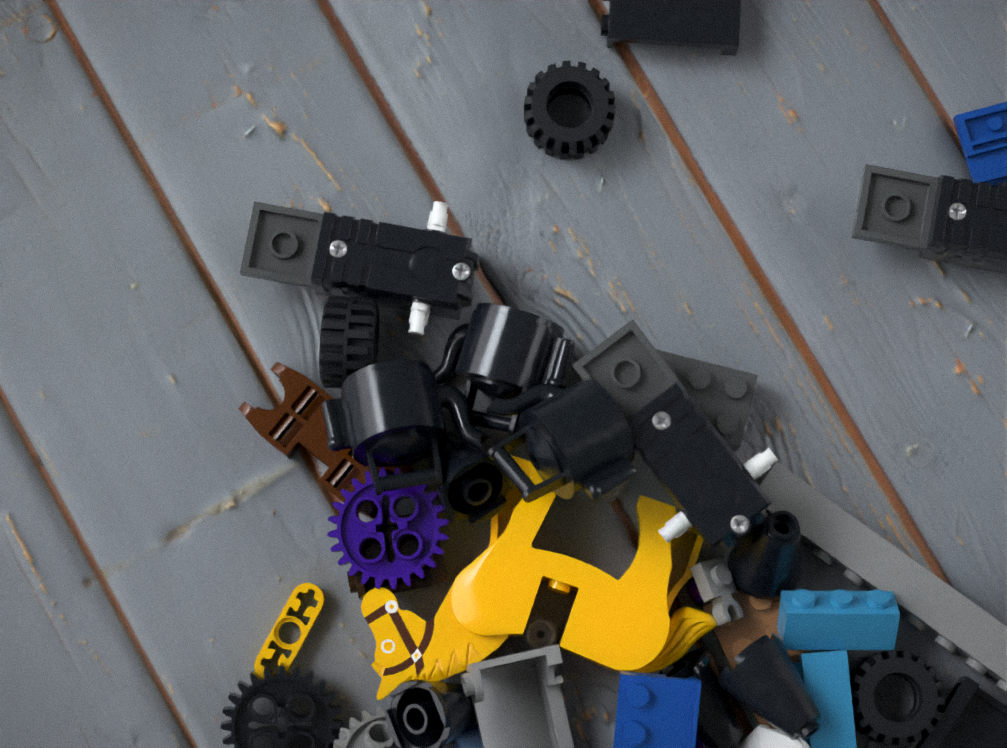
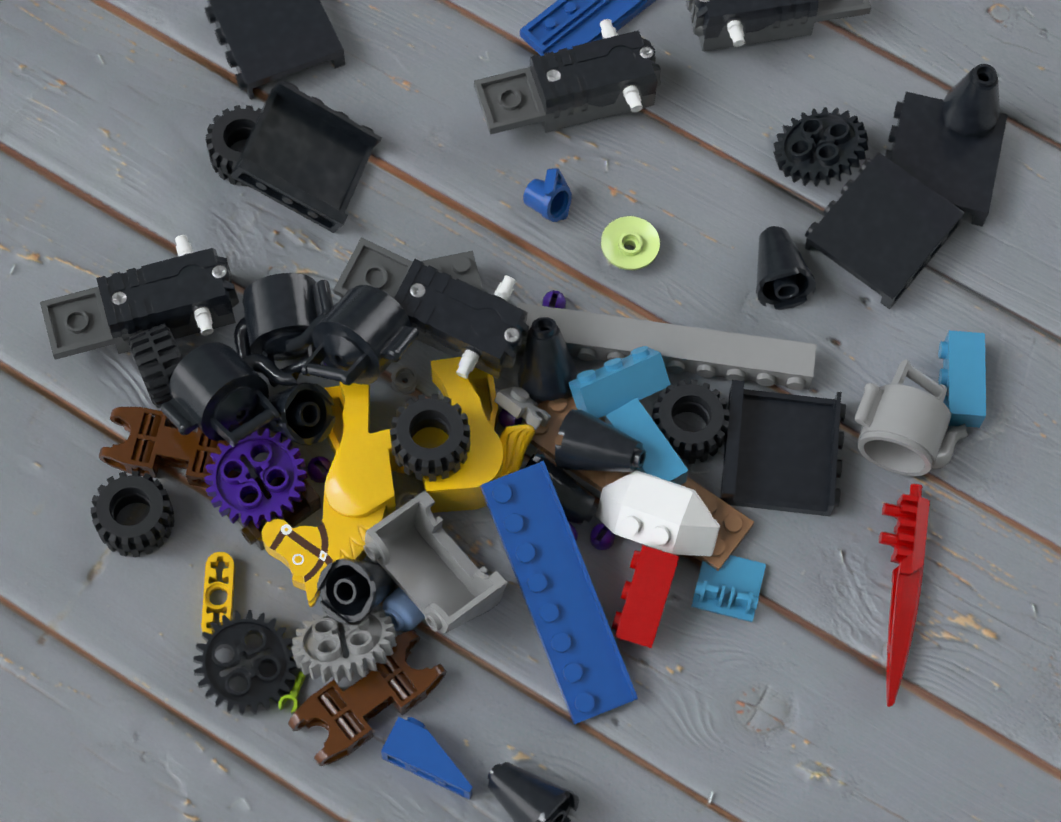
camera: 30 degrees left, 15 degrees down
(224, 469) = (126, 491): none -> black tyre
(458, 541) = (314, 472): none -> dark purple hinge
(625, 594) = (424, 414): none -> black tyre
(628, 163) = (305, 156): none -> black panel
(814, 467) = (560, 302): none -> dark purple hinge
(880, 346) = (549, 197): none -> blue piece
(960, 442) = (633, 232): none -> yellowish green dish

